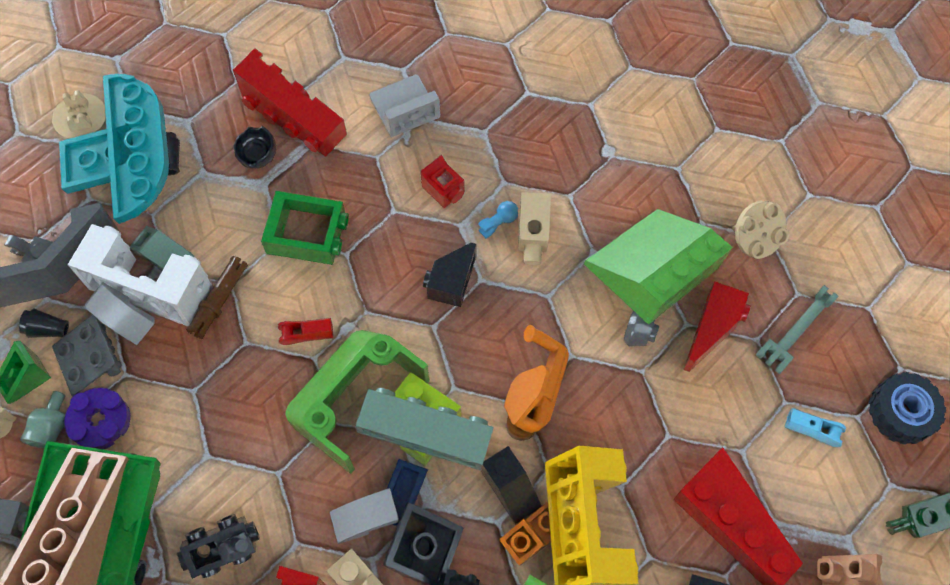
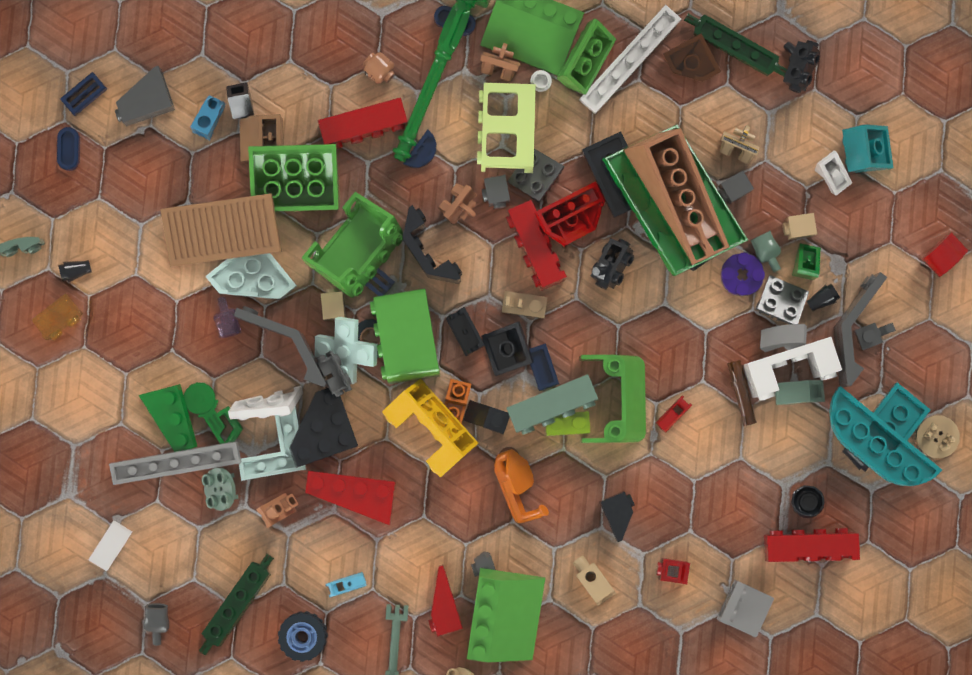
camera: 140 degrees right, 20 degrees up
(277, 219) = (748, 463): green window -> none
(364, 515) = (550, 338): light grey slope -> none
(506, 212) = (620, 581): dark azure arm -> none

